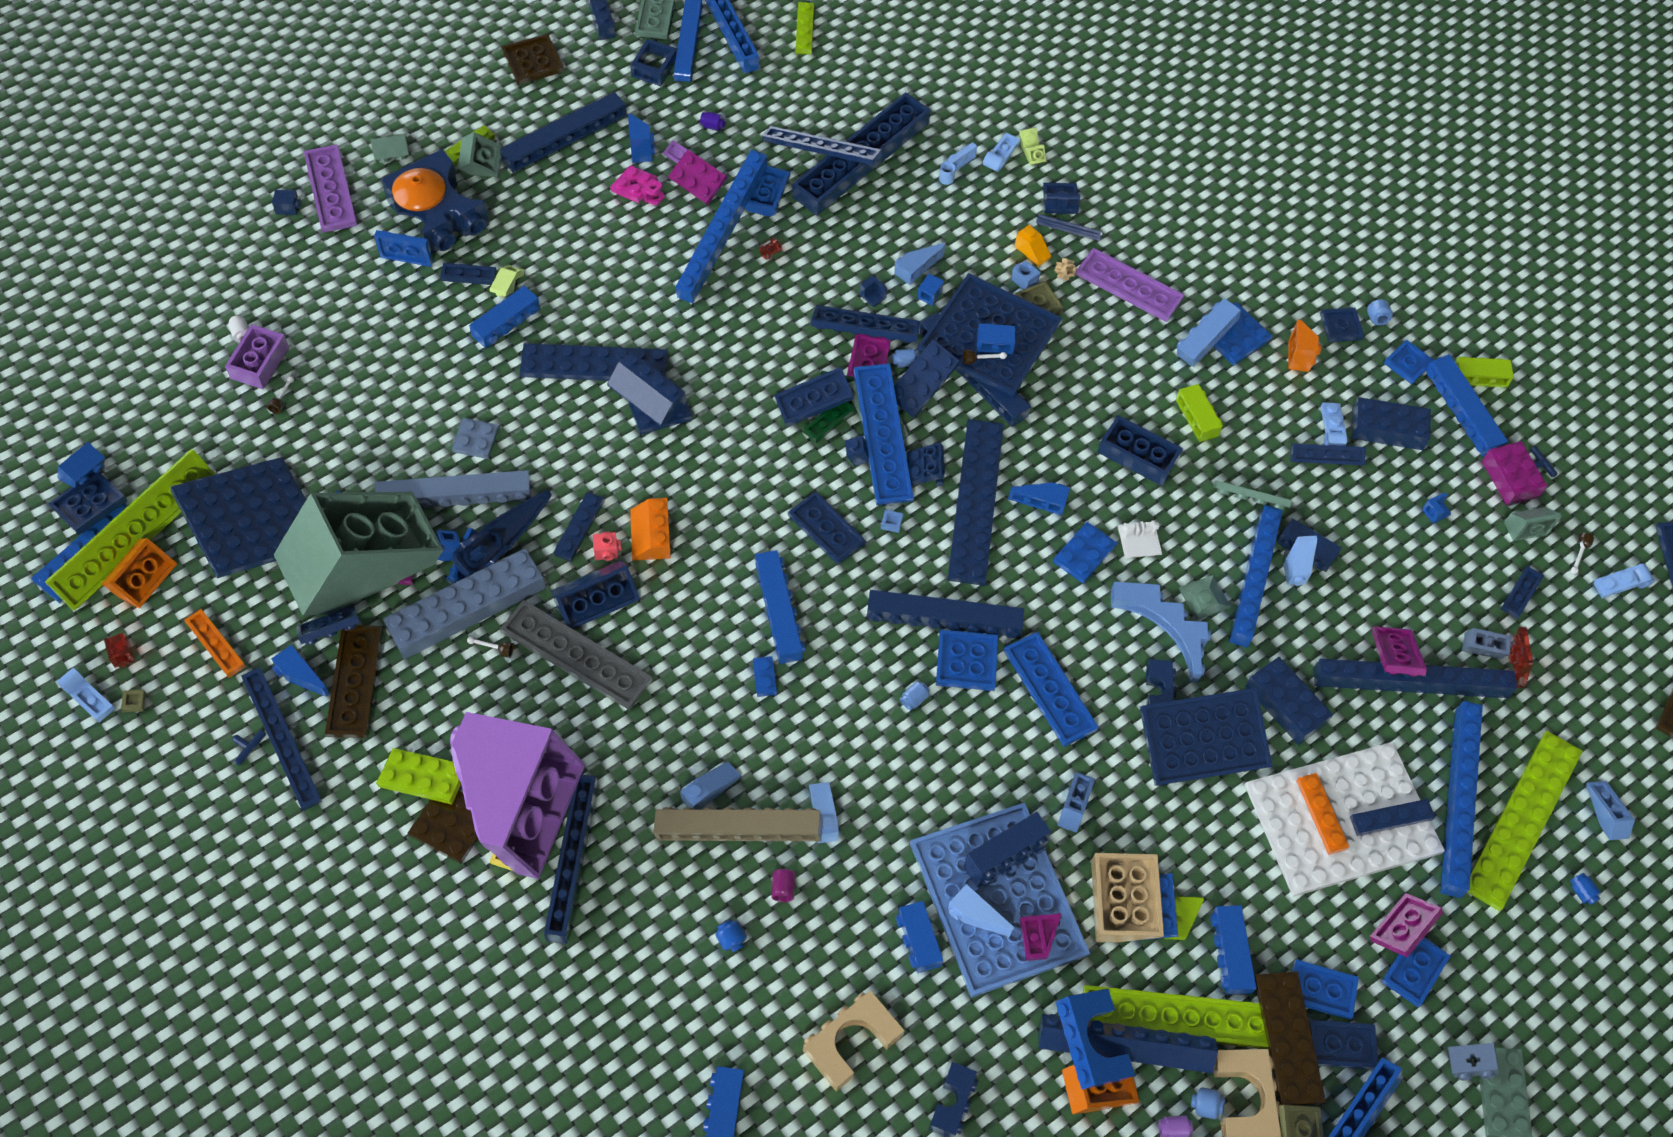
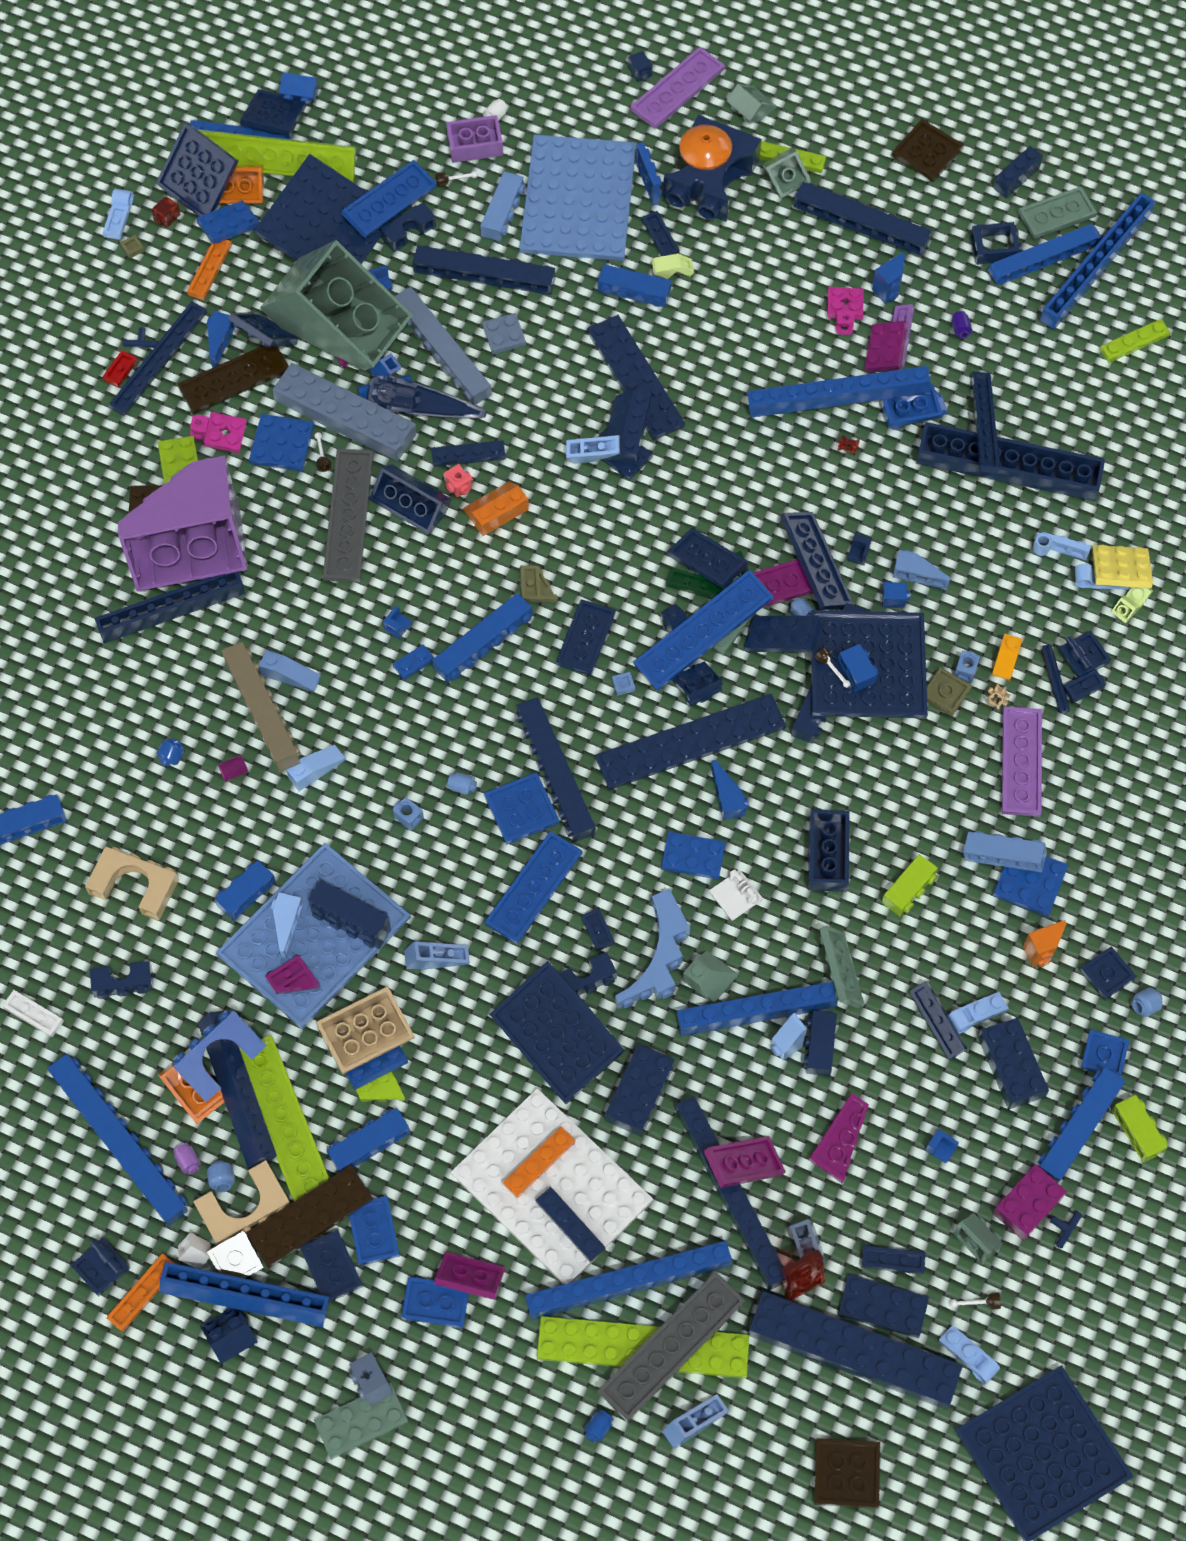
camera: 65 degrees right, 5 degrees up
(104, 595) = (196, 171): none -> dark blue plate
(177, 601) = (228, 222): none -> blue plate
(266, 779) = (119, 368): none -> red plate
(268, 452) = (389, 199): none -> blue plate
(305, 441) = (417, 218): none -> dark blue arch
(344, 372) = (502, 206): none -> medium blue brick
(379, 314) = (578, 197): none -> medium blue plate
(395, 726) = (211, 428): none -> dark pink plate
(398, 419) = (484, 269): none -> dark blue brick
(455, 674) = (281, 442): none -> blue plate
(652, 423) = (592, 449): none -> light blue slope
(717, 670) = (396, 623): none -> blue panel
(750, 539) = (535, 586): none -> olive wing
(923, 747) = (409, 821): none -> medium blue brick
(1002, 133) = (1122, 566): none -> light yellow plate
(1088, 212) = (1084, 686): none -> dark blue plate
(1118, 658) = (597, 929): none -> dark blue plate
(1398, 575) = (837, 1145): none -> magenta wing
(1541, 793) = (671, 1346): none -> dark grey plate
(1558, 620) = (883, 1306): none -> dark blue plate
(1590, 659) = (855, 1350): none -> dark blue brick

